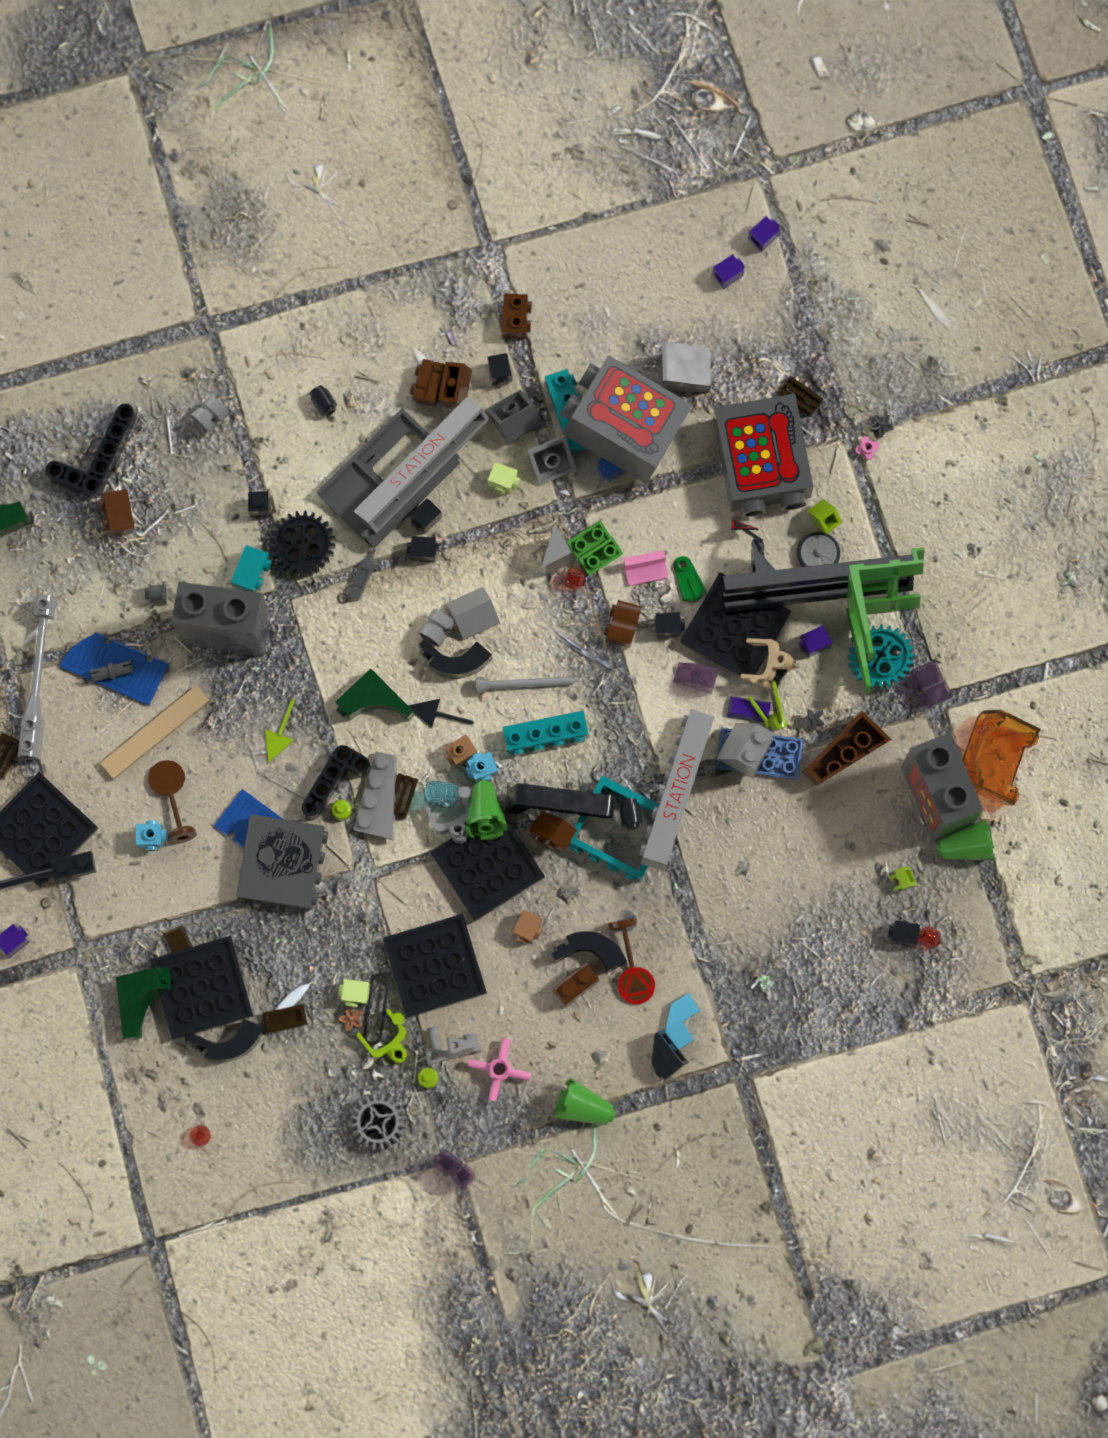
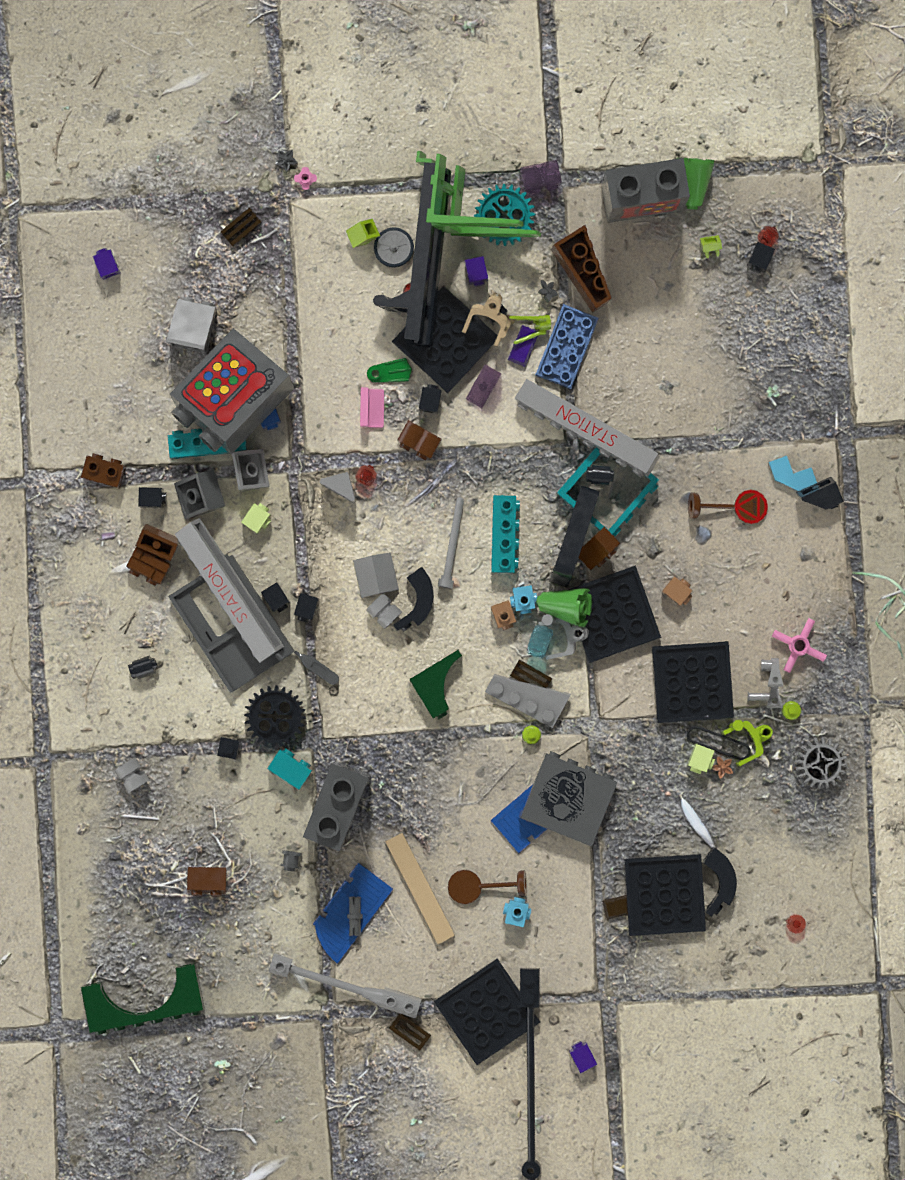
camera: 75 degrees left, 10 degrees up
(100, 458) = (150, 885): black beam -> none
(135, 995) = (659, 956): dark green arch -> none
(276, 742) = (454, 779): lime piece -> none
(285, 1018) = (709, 826): dark brown tile -> none
(332, 783) = (506, 738): black beam -> none
(428, 711) = (457, 636): black piece -> none
(449, 1165) = (875, 708): clear purple brick -> none
(576, 985) = (739, 560): reddish brown brick -> none
(583, 1105) = (848, 579): bright green cone -> none
(593, 942) = (708, 530): black arch -> none
(594, 548) = (341, 450): bright green slope -> none
(735, 525) = (353, 313): black piece -> none
(746, 747) = (564, 357): light grey slope -> none
(763, 454) = (292, 274): brick -> none
(764, 233) = (77, 221): dark purple brick -> none
(996, 753) = (617, 135): clear orange windscreen -> none

